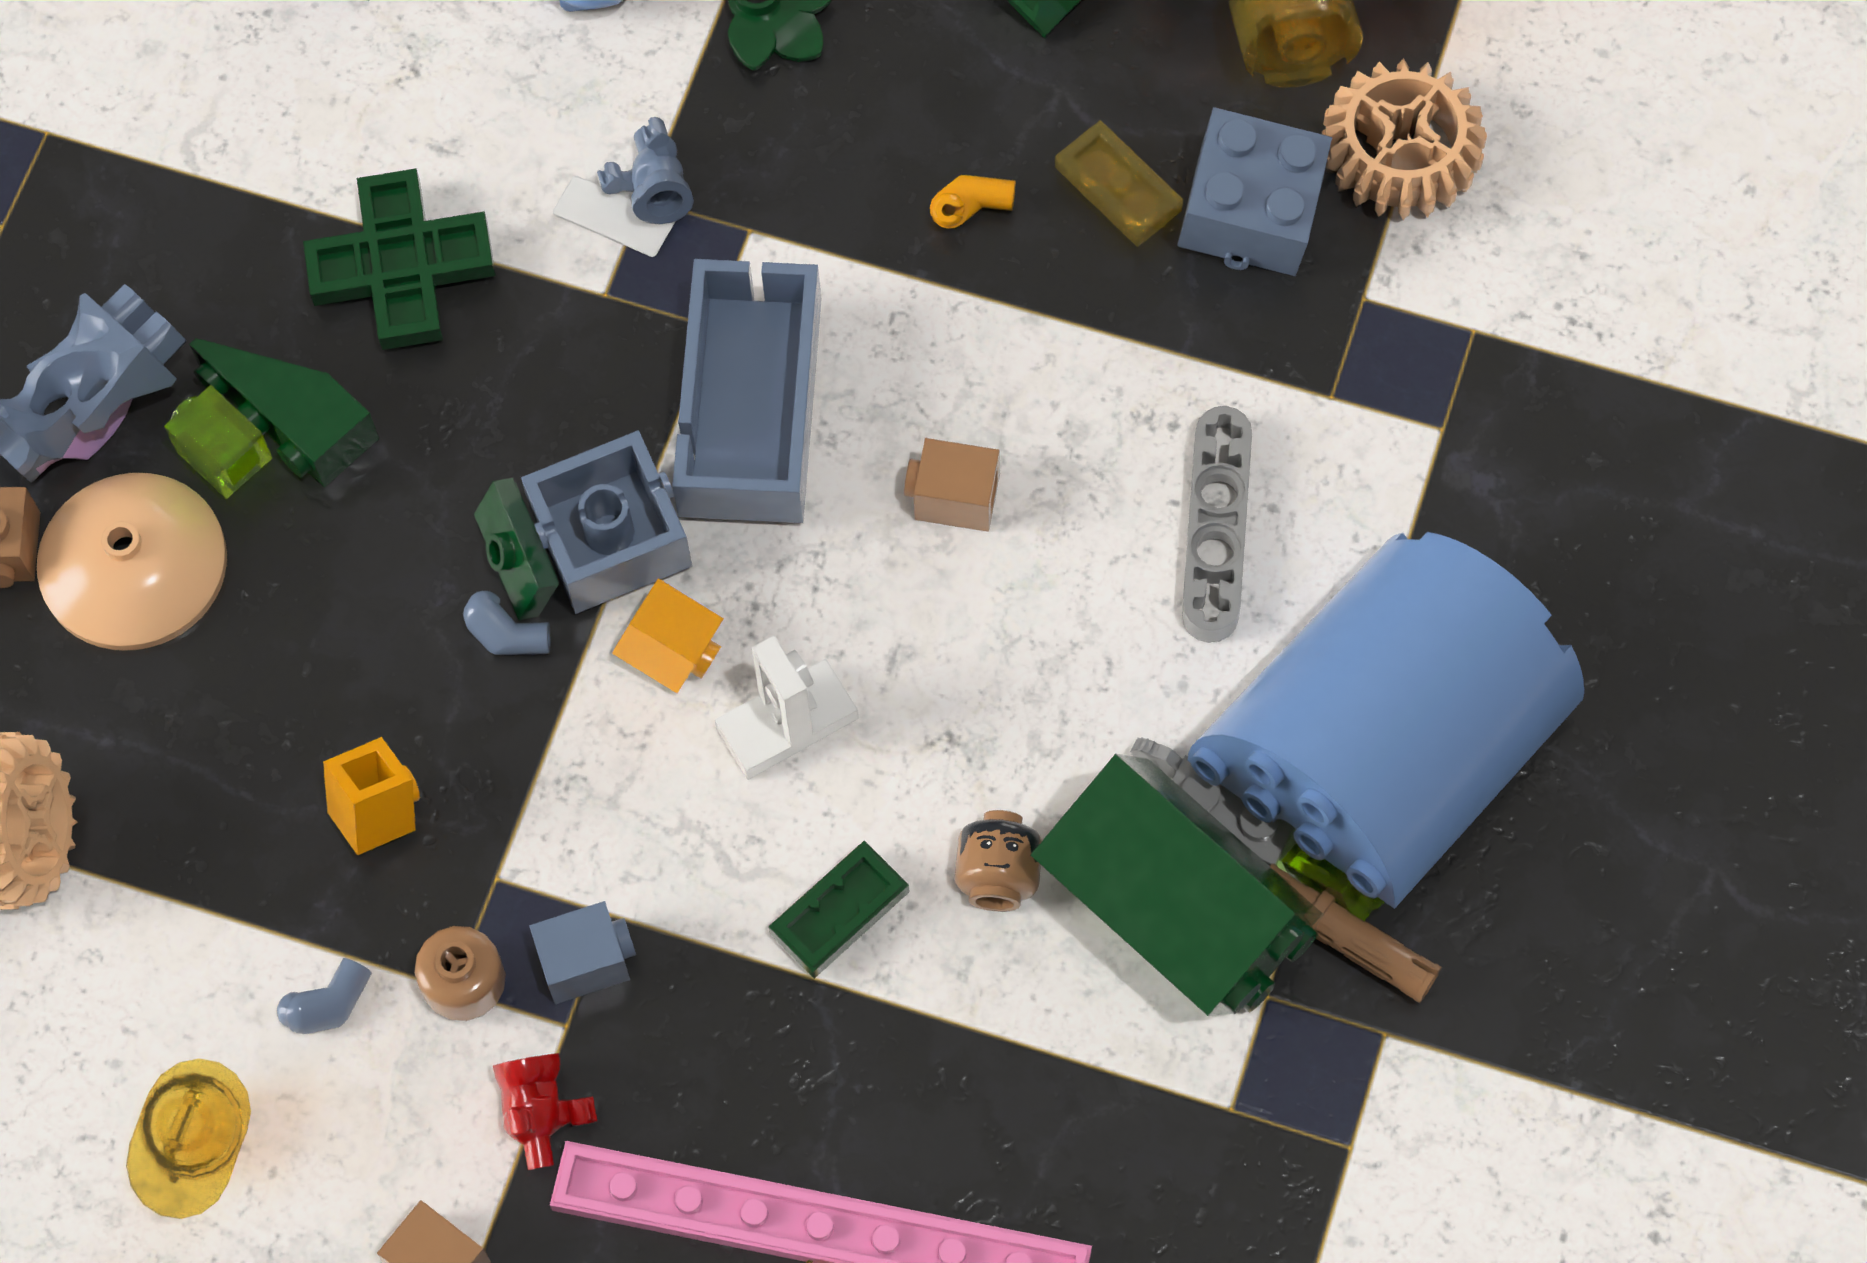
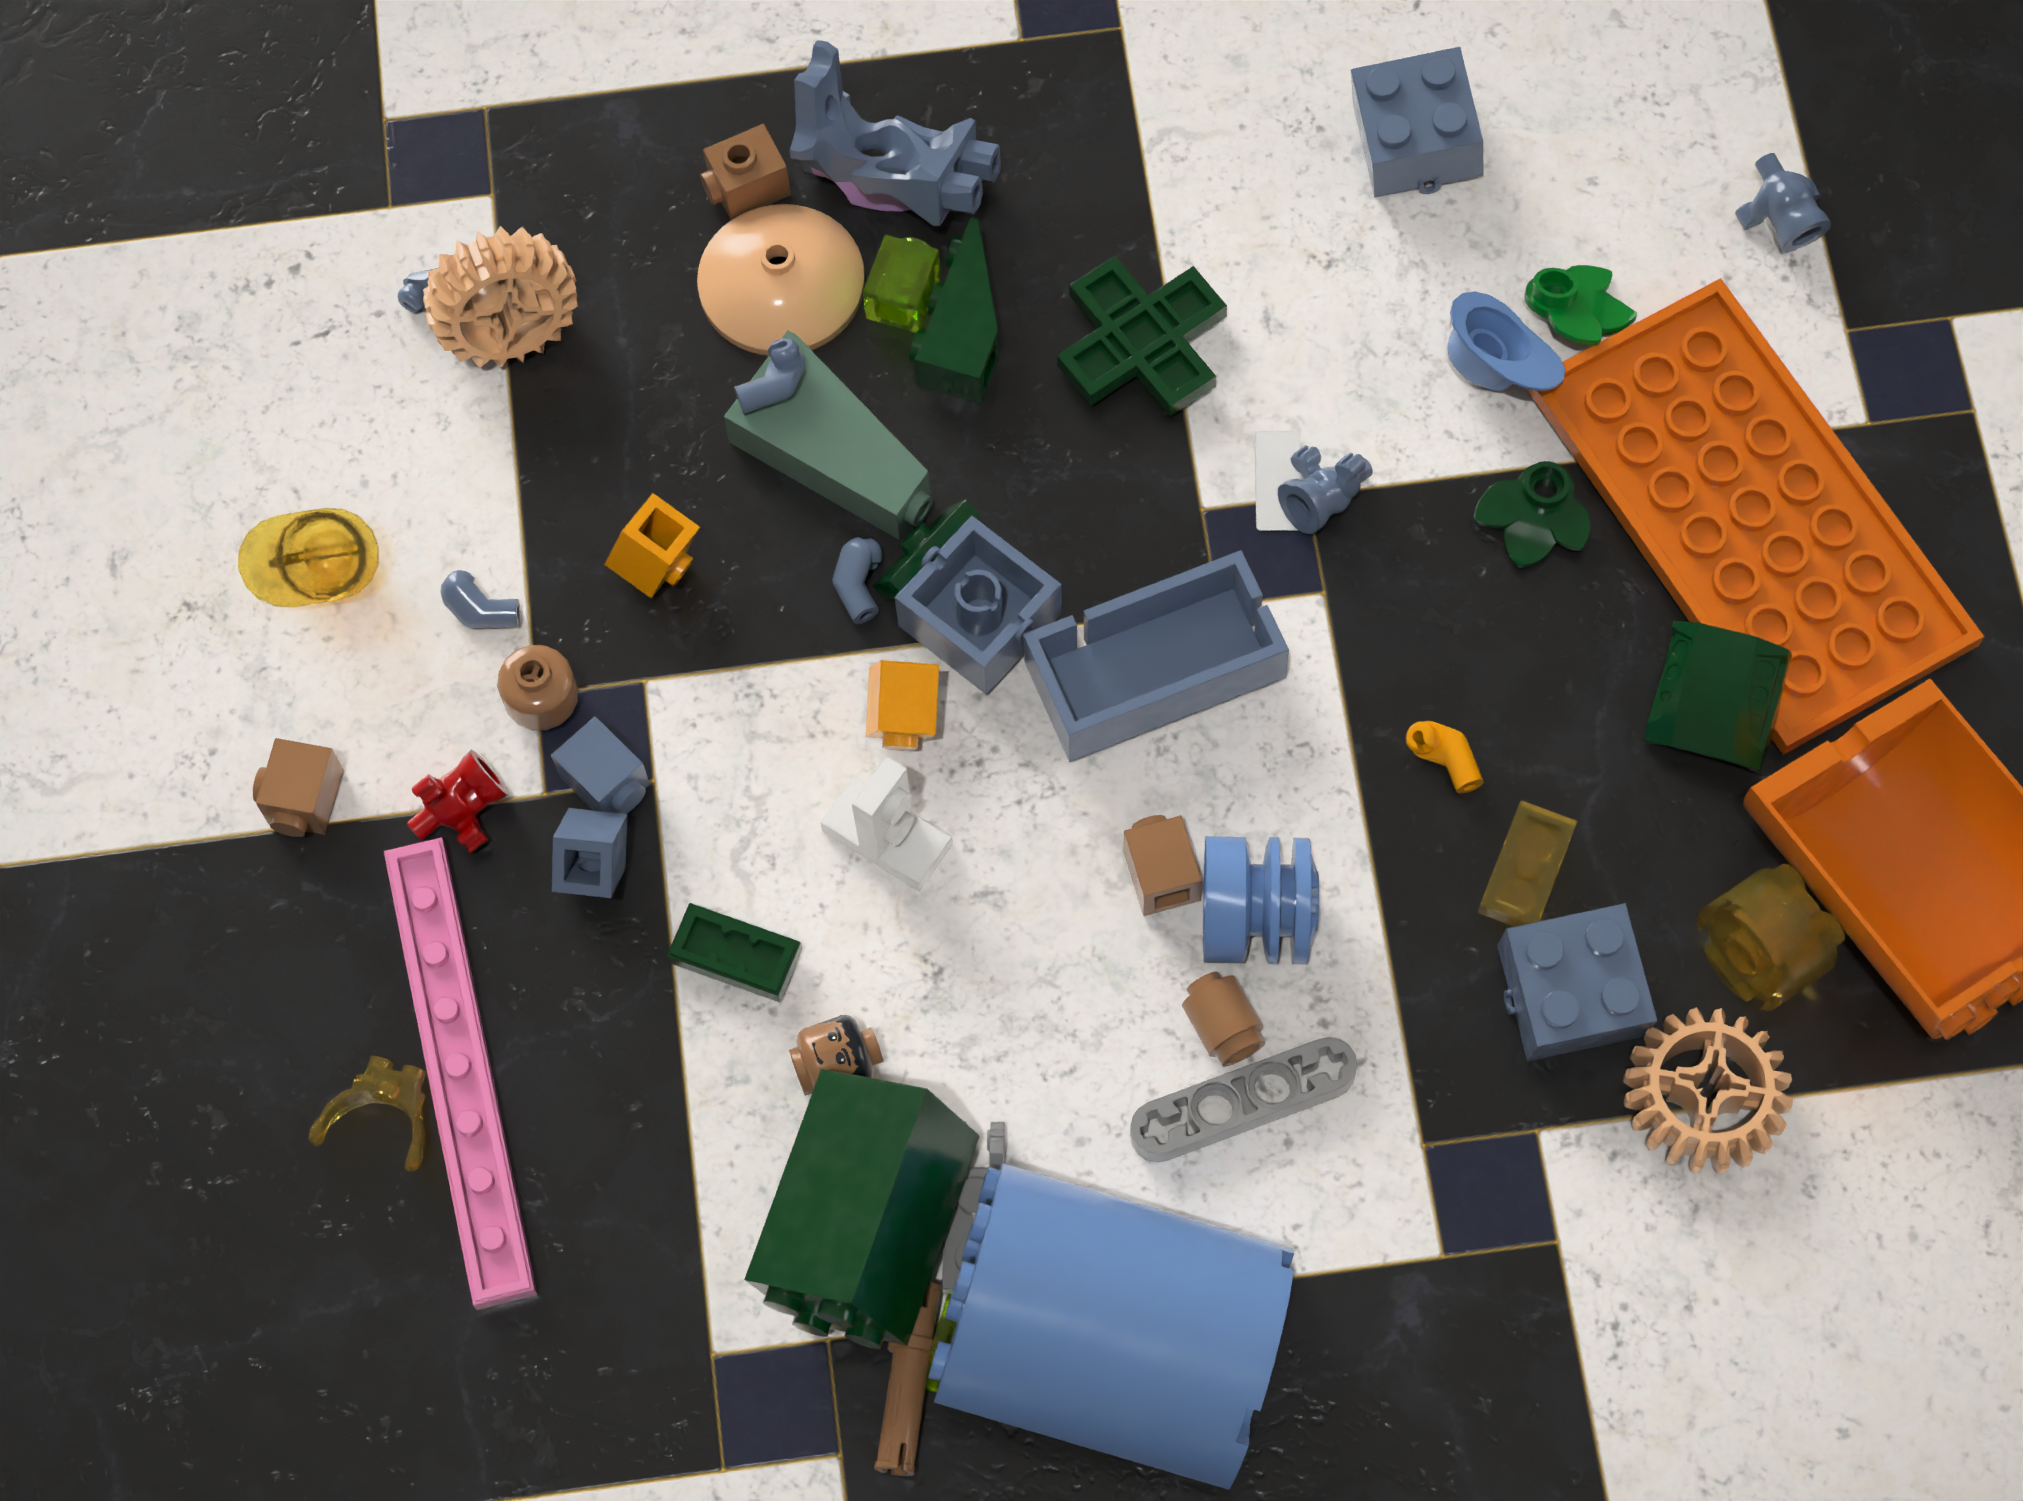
camera: 65 degrees right, 0 degrees up
(265, 591) = (779, 379): none -> sand blue arm
(346, 585) = (835, 448): none -> sand green slope
(669, 995) = (589, 852): none -> sand blue brick
(1045, 410) = (1258, 900): none -> medium blue wheel
(1134, 500) = (1223, 1018): none -> medium nougat brick

